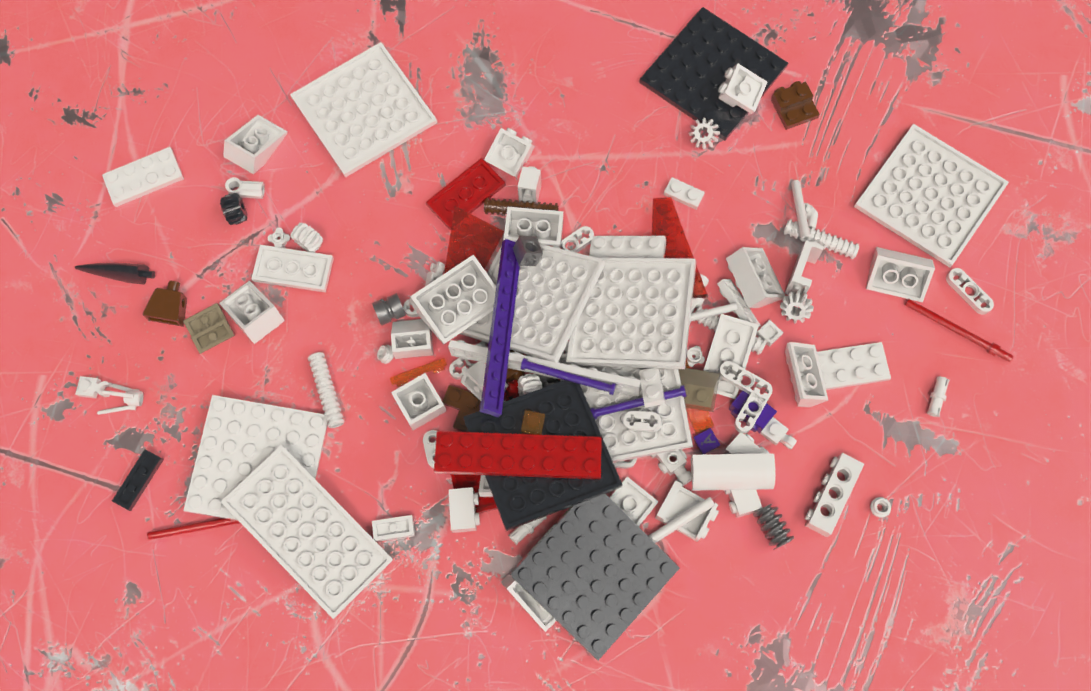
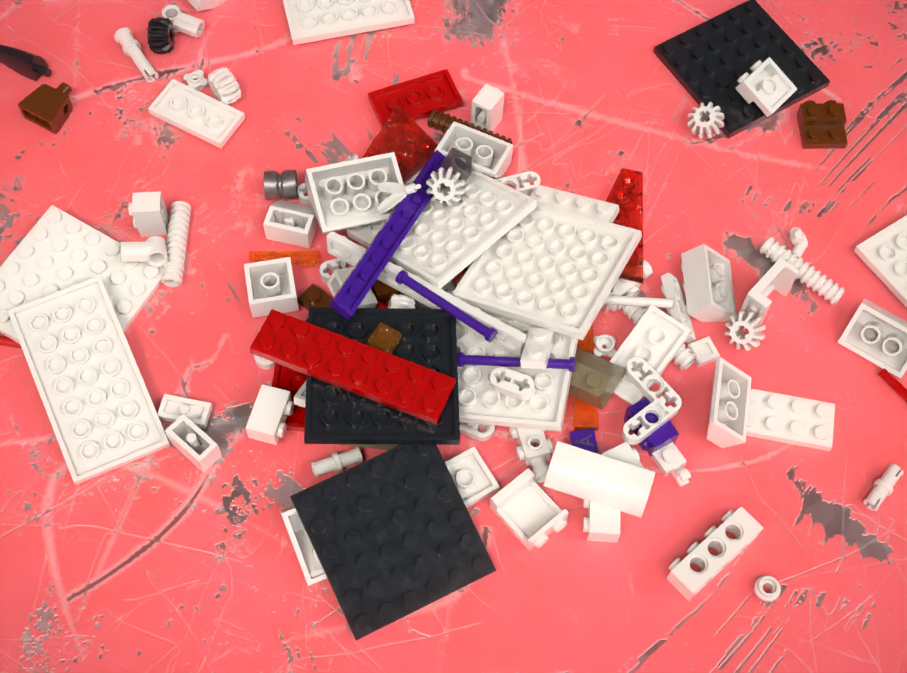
camera: 15 degrees right, 10 degrees down
(208, 328) = (81, 143): dark tan slope -> none
(213, 228) = (133, 49): none -> white pin
(252, 312) = (134, 142): white slope -> none
(295, 374) = (149, 214): none -> white brick
(310, 406) = (151, 251): none -> white piece
(385, 354) = (256, 229): white plate -> none
(412, 553) = (193, 443): none -> brick
(492, 291) = (398, 193): none -> white piece
(509, 151) = (480, 69): white plate -> none
(527, 272) = (441, 193): none -> white gear
(682, 520) = (519, 515): white piece -> none
(684, 193) = (660, 175): white plate -> none
(772, 524) = (625, 562): flat silver piece -> none
(800, 210) = (787, 230): white piece -> none

